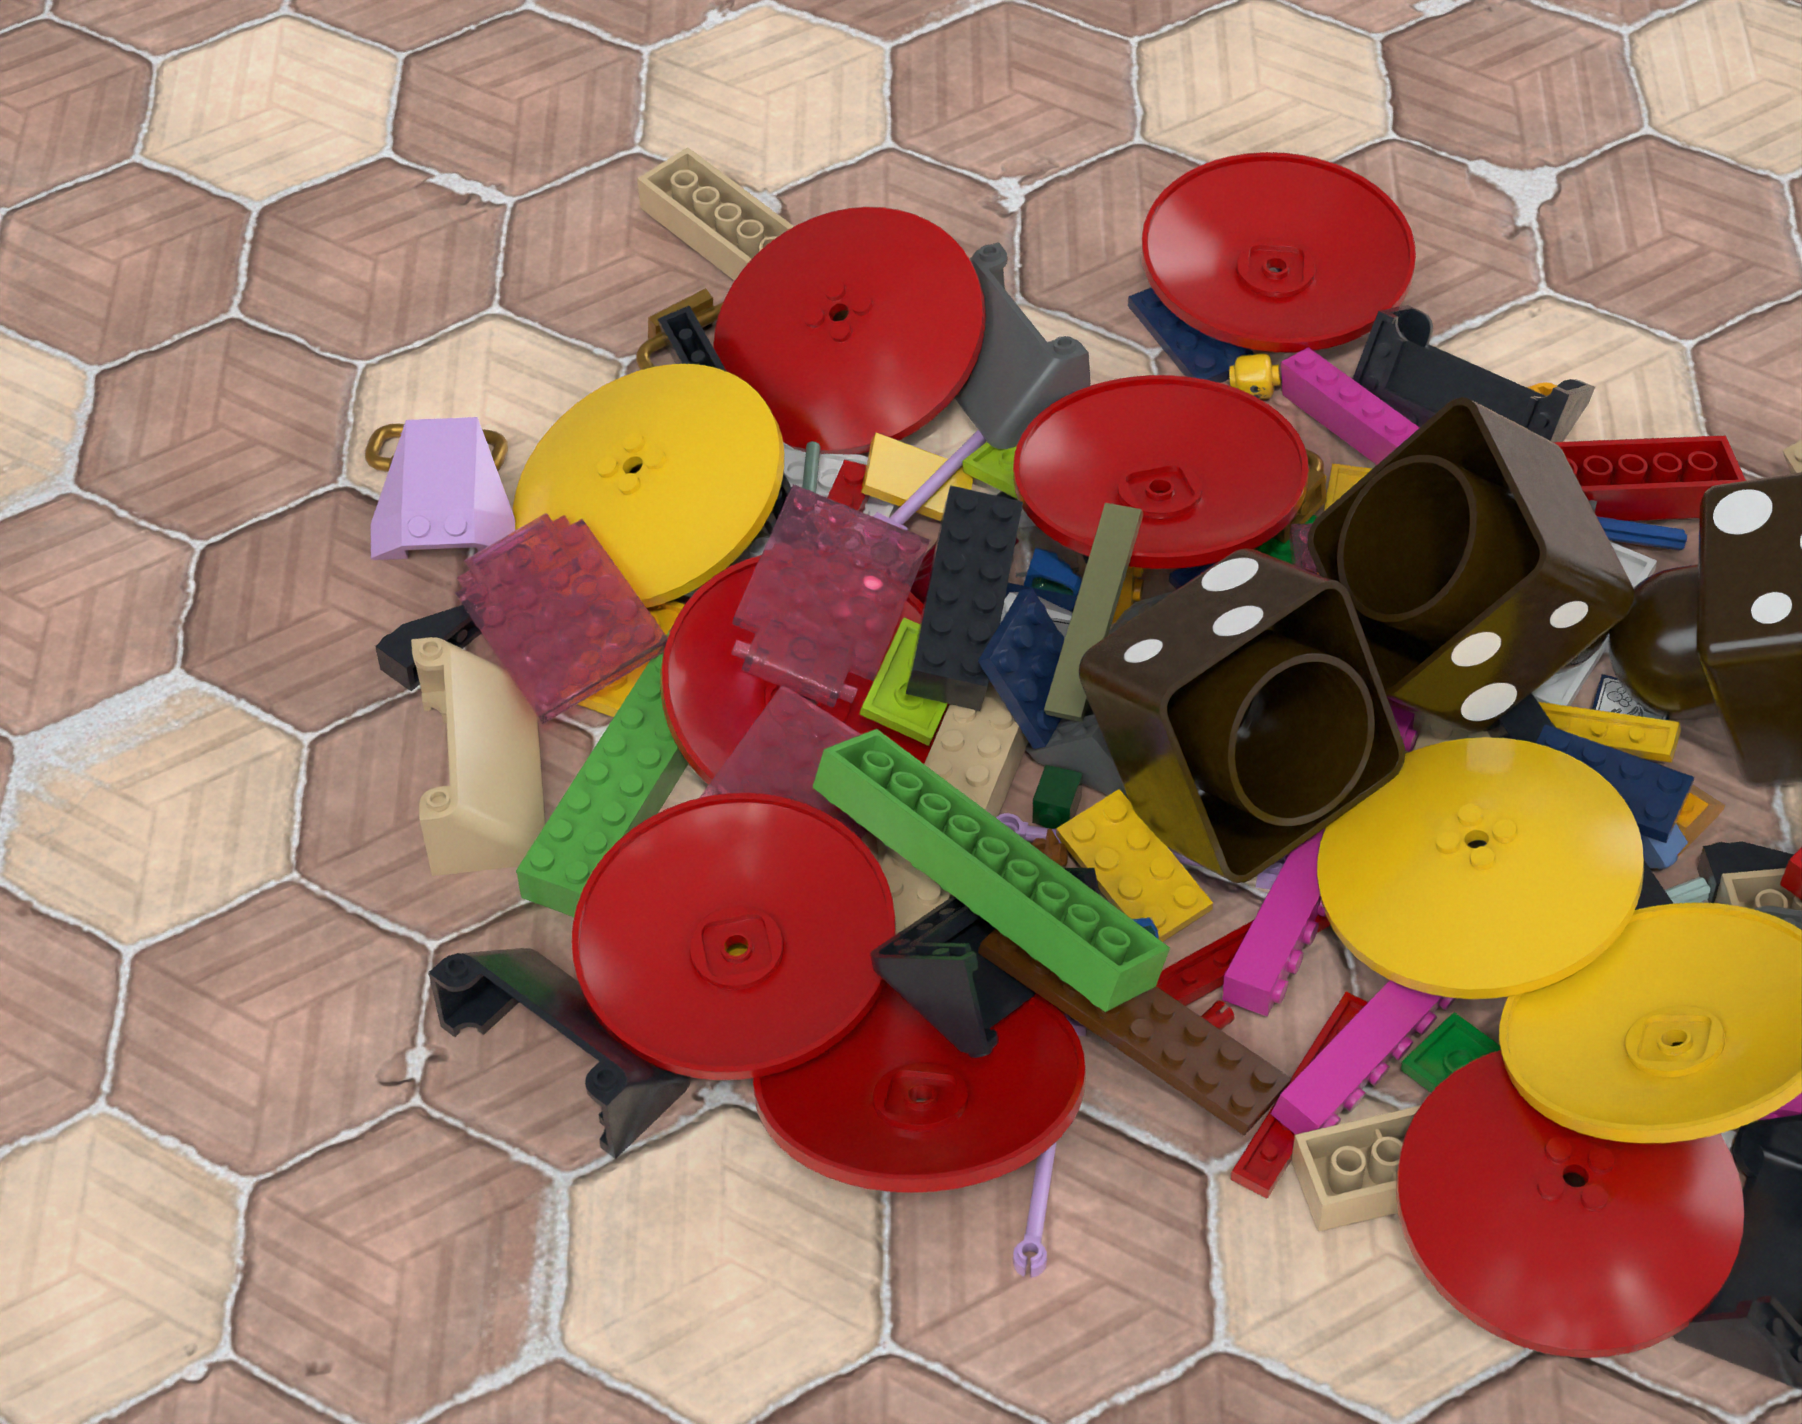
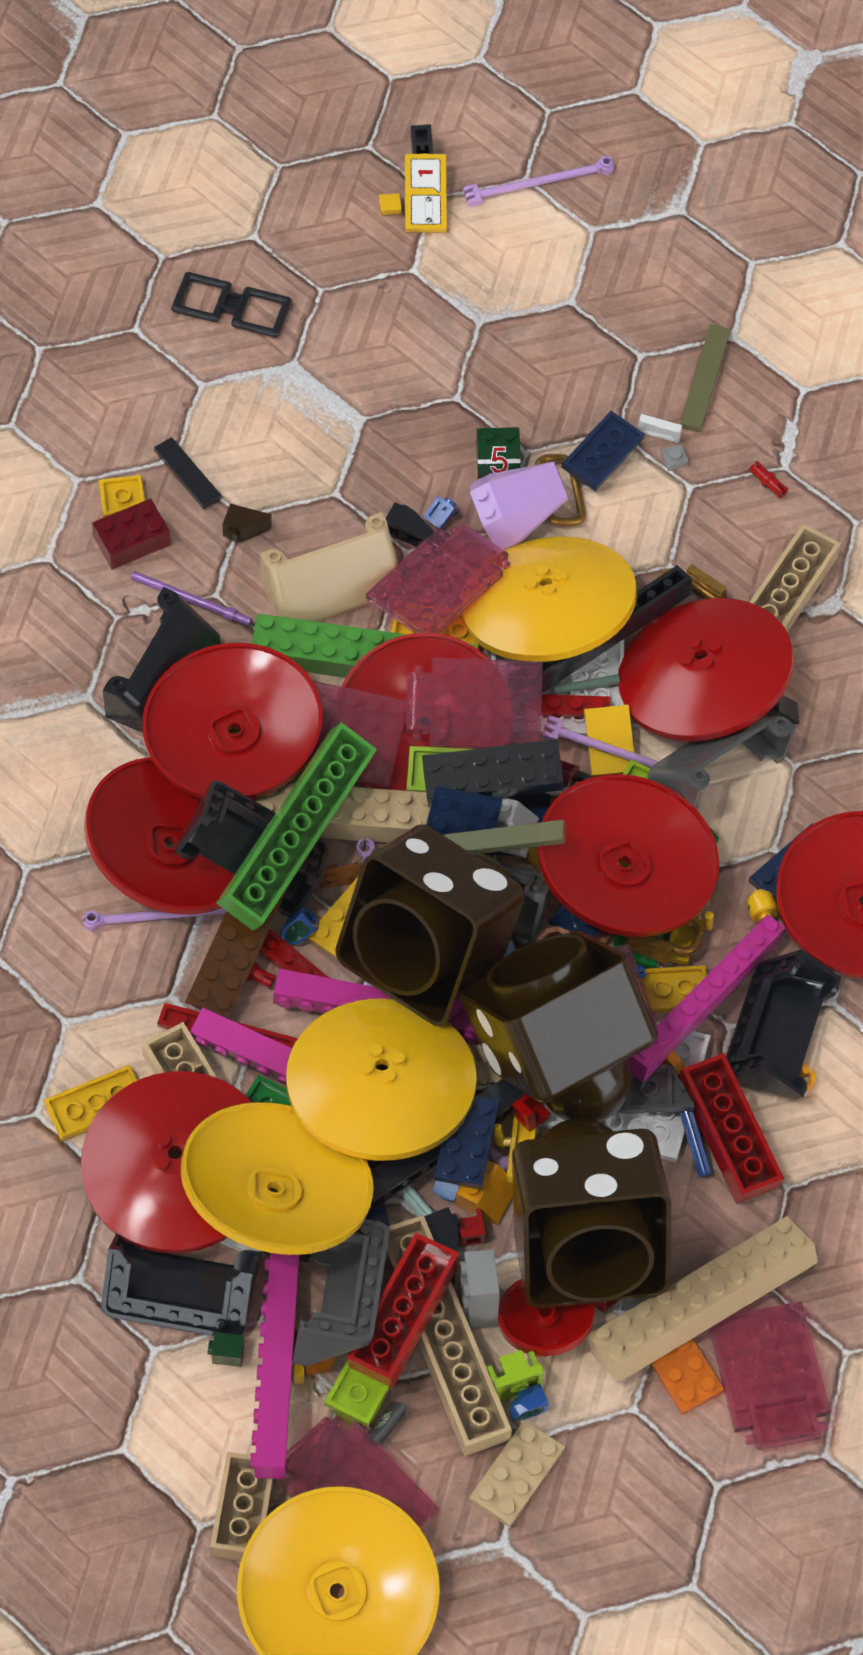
camera: 70 degrees right, 10 degrees up
(168, 932) = (187, 473): none -> black tile
(172, 1039) = (120, 493): none -> yellow tile
(262, 1033) = (131, 533): none -> dark red brick
(311, 867) = (245, 523): none -> dark brown slope
(315, 247) = (705, 378): none -> olive tile
(333, 506) = (497, 450): none -> dark green slope
(383, 311) = (660, 428): none -> white tile
(393, 380) = (603, 450): none -> dark blue plate
(412, 598) = (440, 512): none -> bracket
(438, 311) = (674, 457): none -> light grey plate
(482, 928) = (229, 613): none -> medium lavender bar
(527, 217) = (768, 479): none -> red pin
(1398, 1327) = (77, 1107): none -> yellow tile
(1562, 705) = (530, 1112): none -> red panel
(1733, 825) = (472, 1230): none -> red panel

